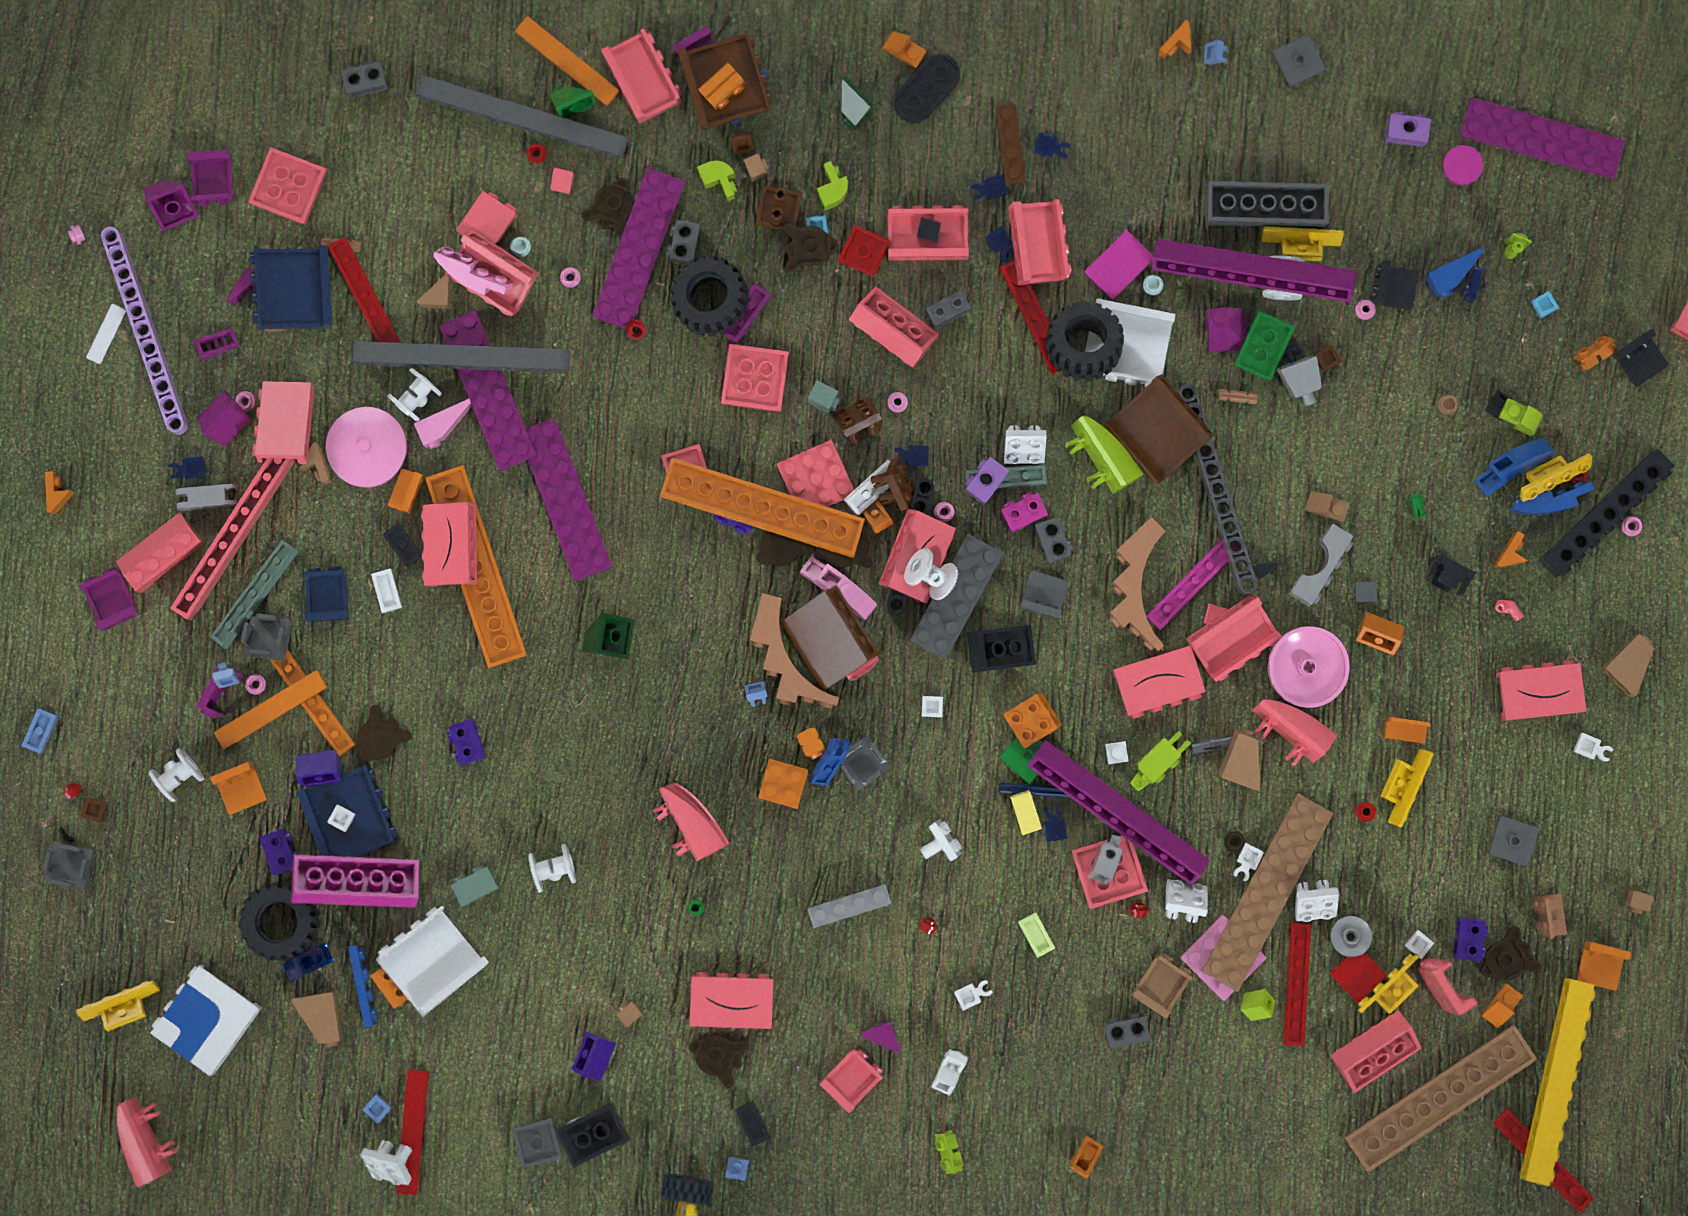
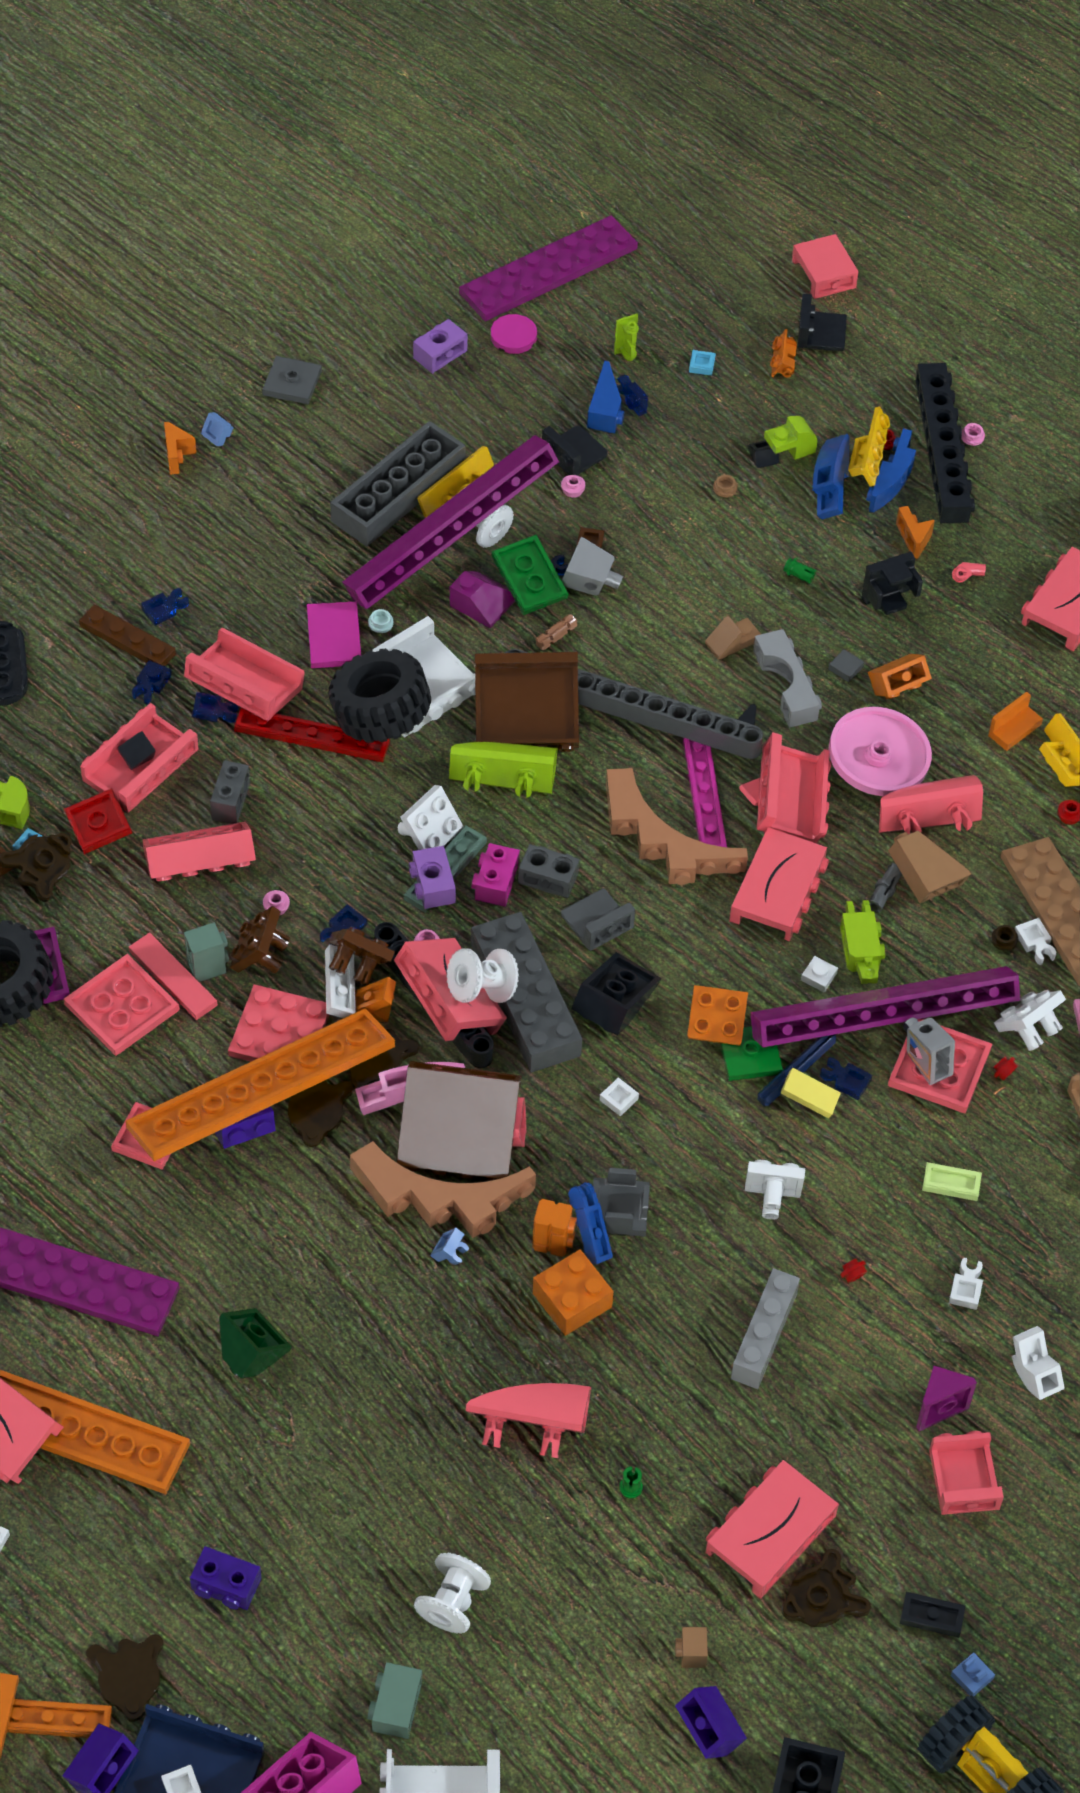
camera: 50 degrees left, 30 degrees down
(799, 388) = (173, 976): none -> coral tile

